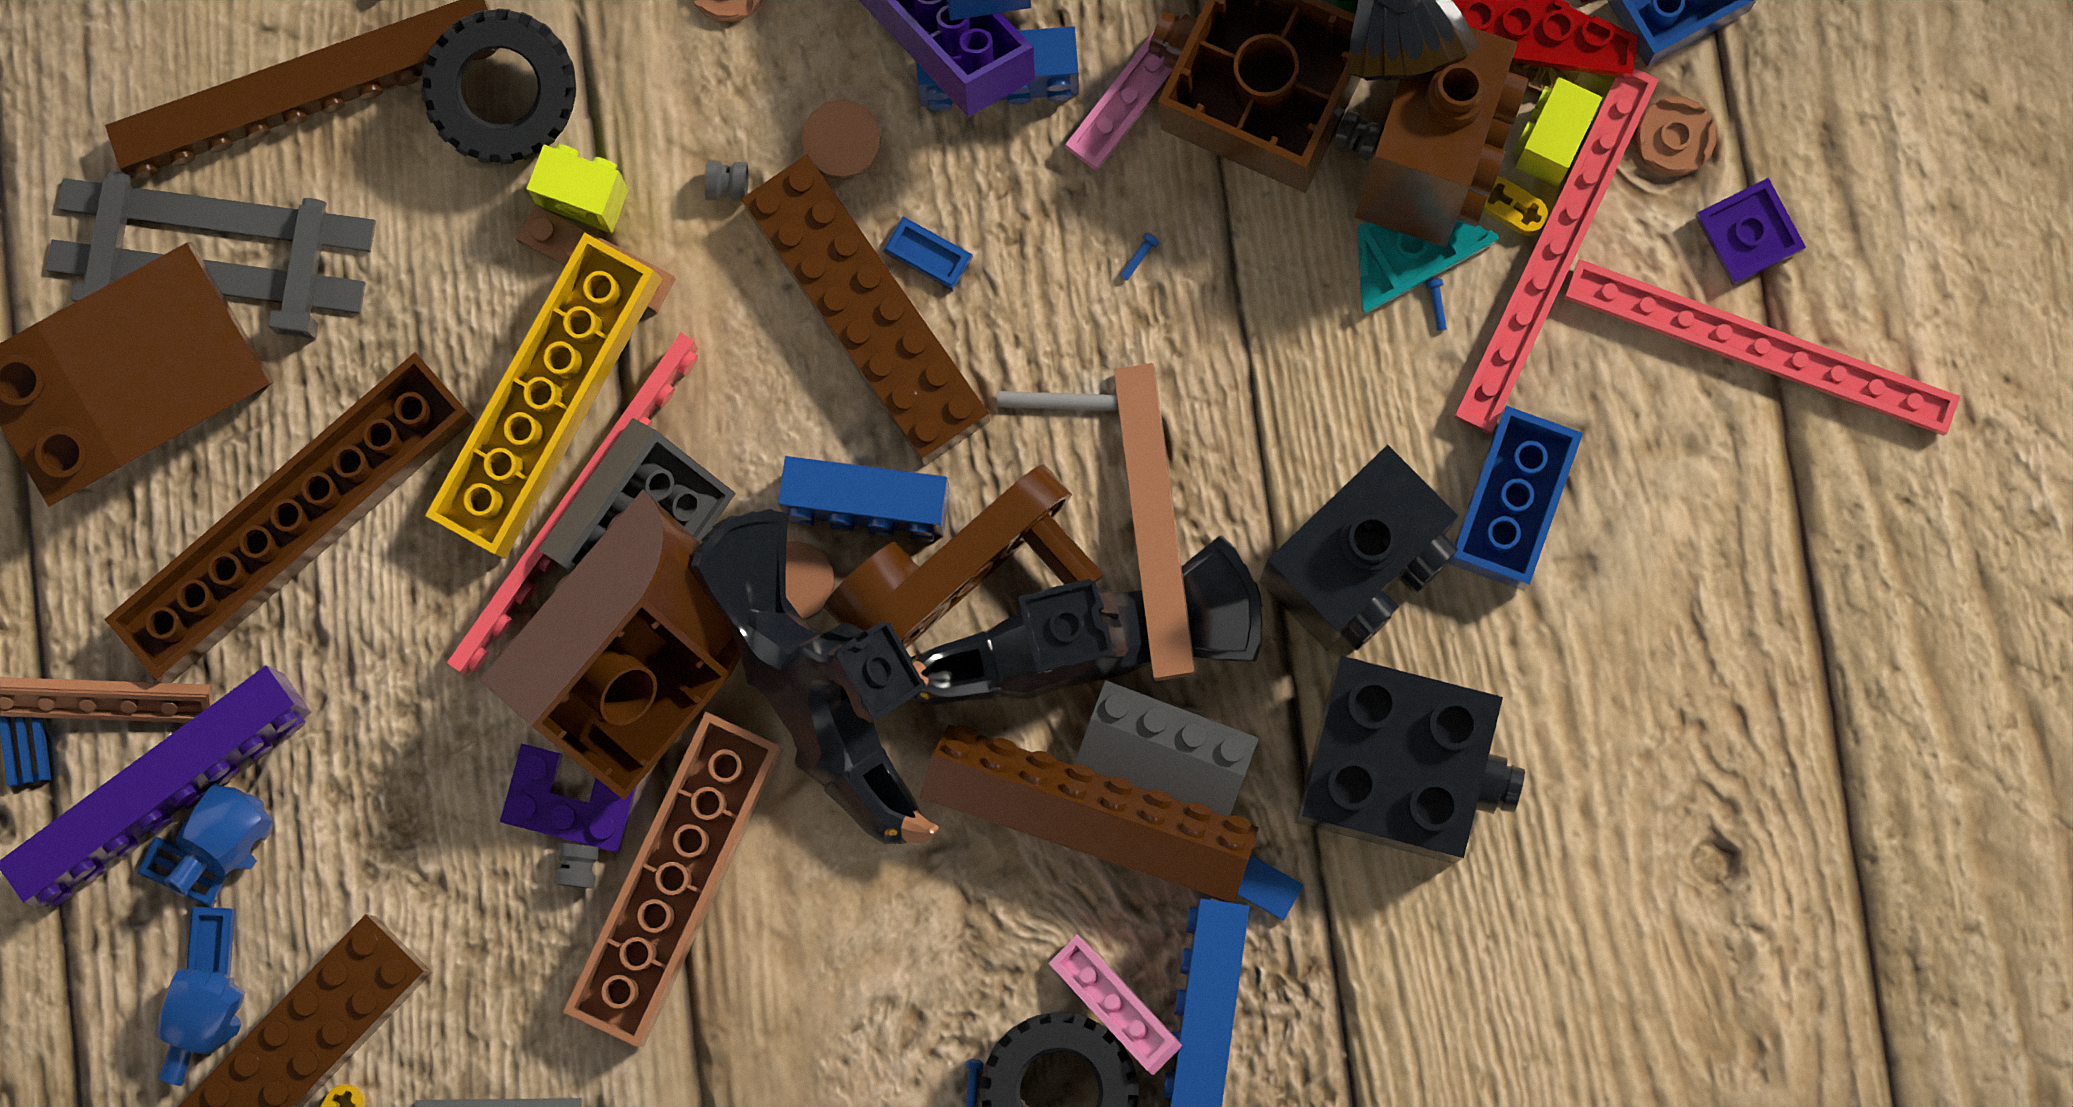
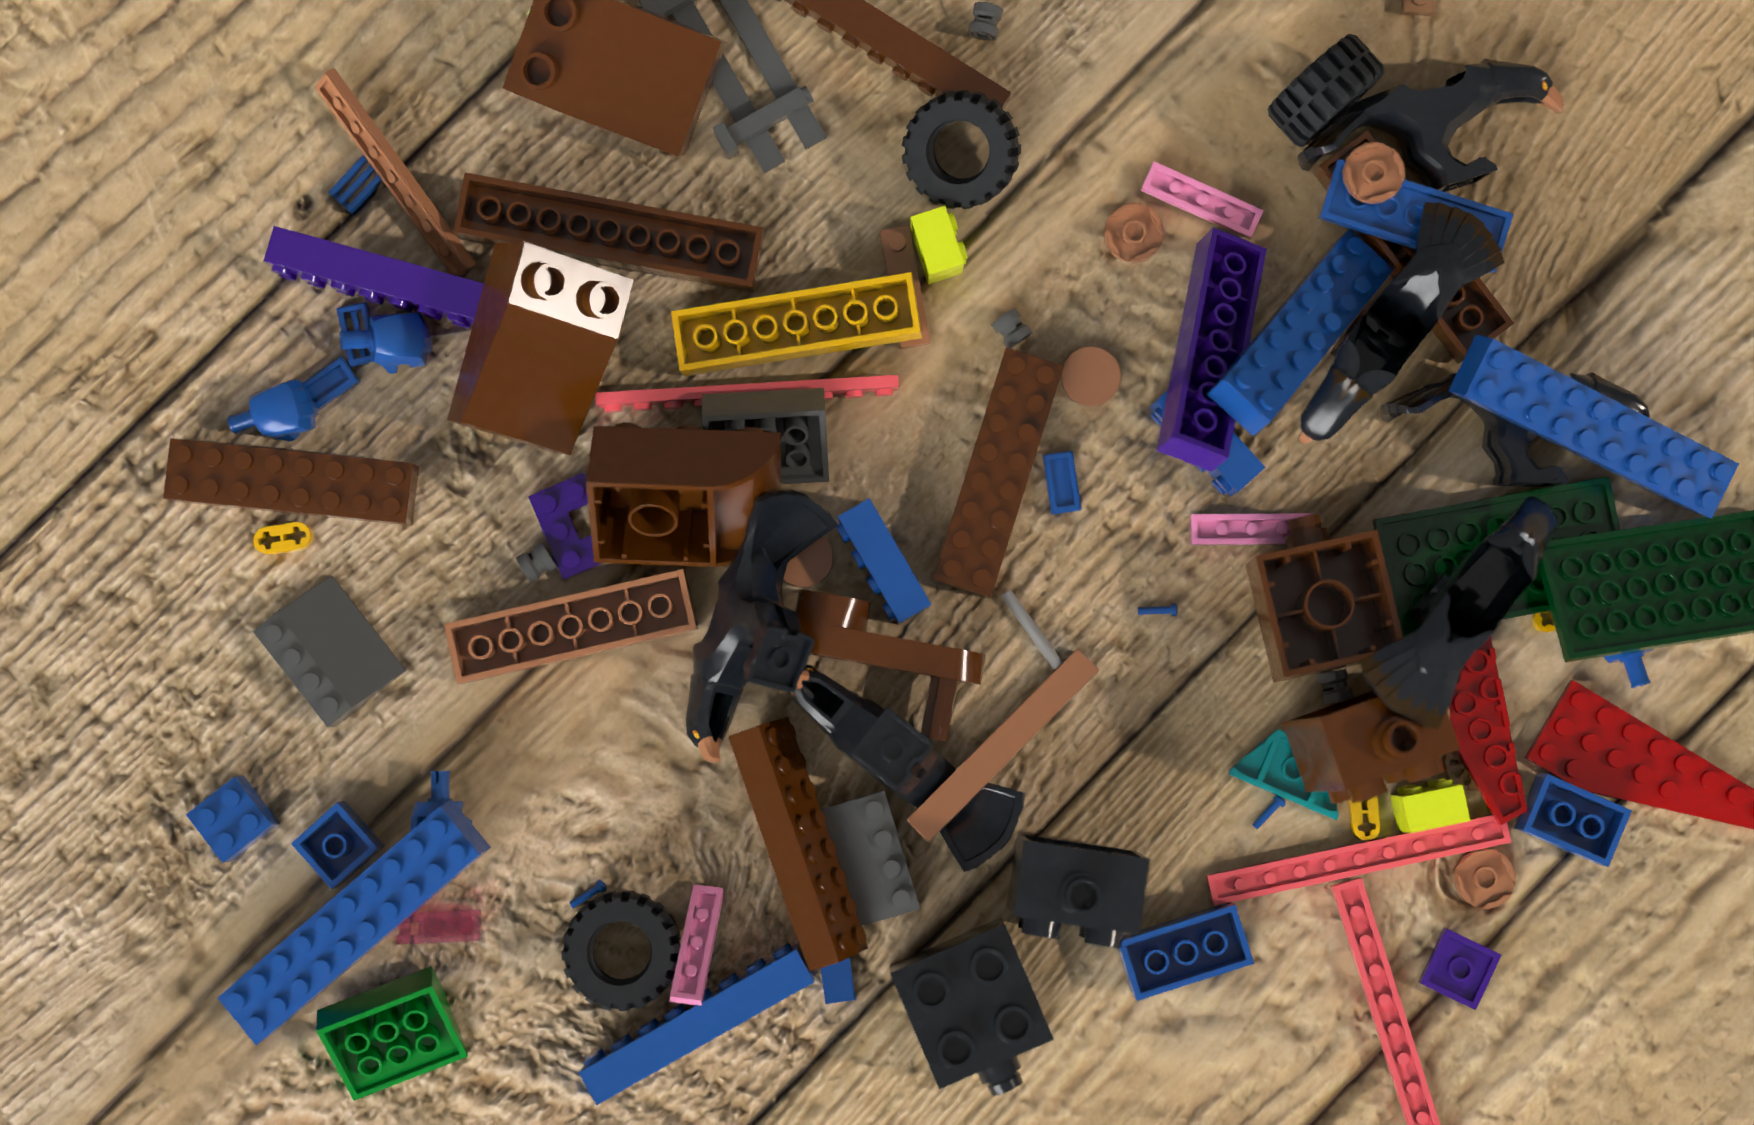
camera: 45 degrees right, 5 degrees up
(349, 679) = (538, 346): none -> reddish brown slope

